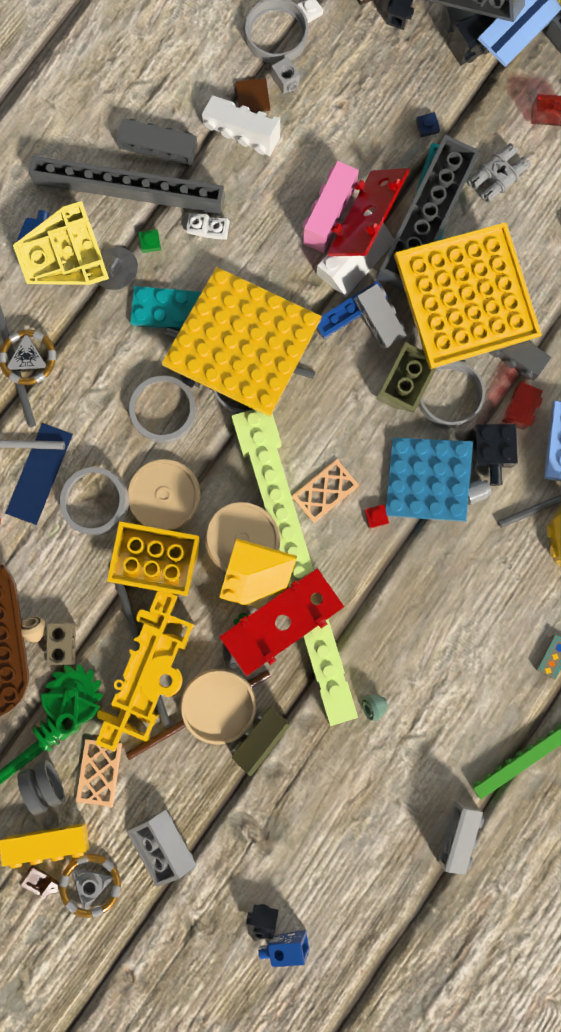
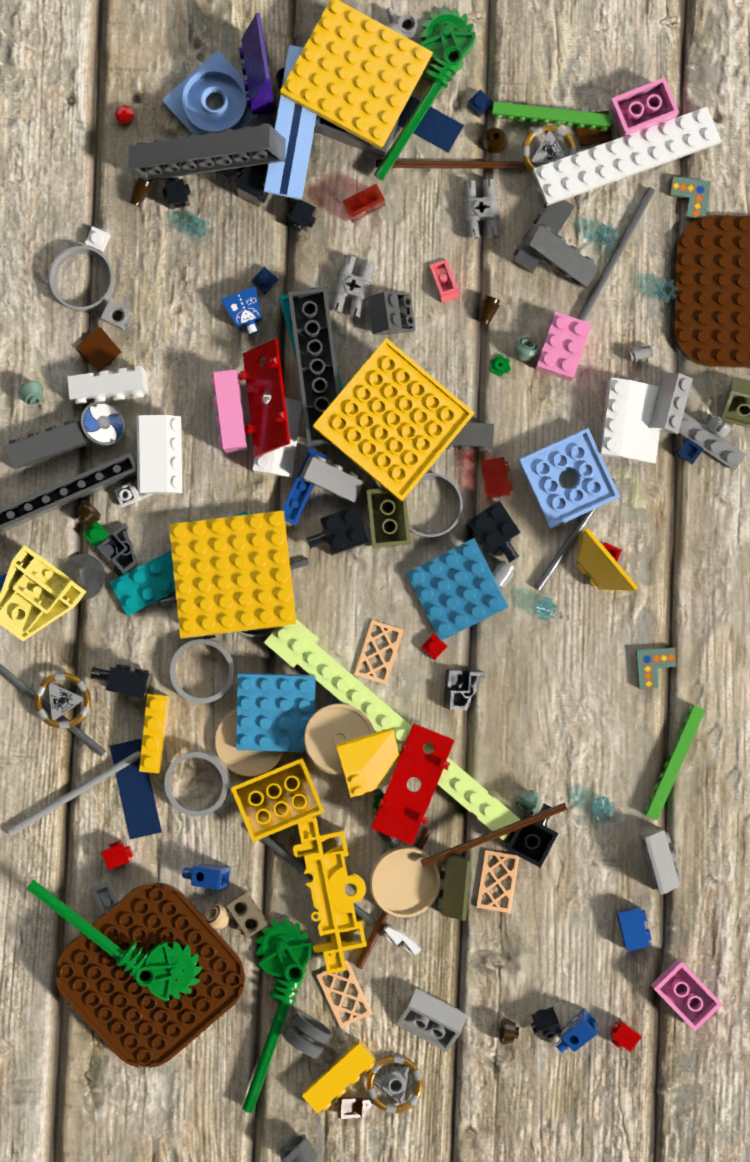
camera: 30 degrees left, 5 degrees up
(49, 587) = (214, 876): none -> blue torso
(86, 434) = (154, 733): none -> yellow brick
(91, 374) = (125, 681): none -> black brick
(154, 217) = (87, 513): none -> dark brown cone
(158, 265) = (118, 551): none -> black slope
(173, 92) = (31, 393): none -> sand green cone
(180, 751) = (397, 936): none -> white slope
(200, 479) = (274, 711): none -> dark azure plate
(216, 153) = (102, 423): none -> shield
(223, 905) = (508, 1031): none -> dark brown cone
(246, 204) = (159, 454): none -> white slope
(306, 777) = (482, 888): none -> light nougat window
(326, 715) = (494, 834): none -> reddish brown piece
(327, 981) = (624, 1035): none -> red brick
(358, 741) = (532, 841): none -> black brick
(360, 366) = (341, 531): none -> black brick
(377, 567) = (460, 687): none -> black slope
(395, 135) = (244, 309): none -> blue torso
(397, 885) = (633, 928): none -> blue brick
(400, 48) = (202, 231): none -> clear light blue gear
(409, 981) = (686, 994): none -> bright pink brick
(438, 756) = (602, 808): none -> clear light blue gear
(493, 90) = (302, 216): none -> black brick
(497, 545) = (545, 608): none -> clear light blue gear
(520, 212) = (391, 313): none -> dark grey slope

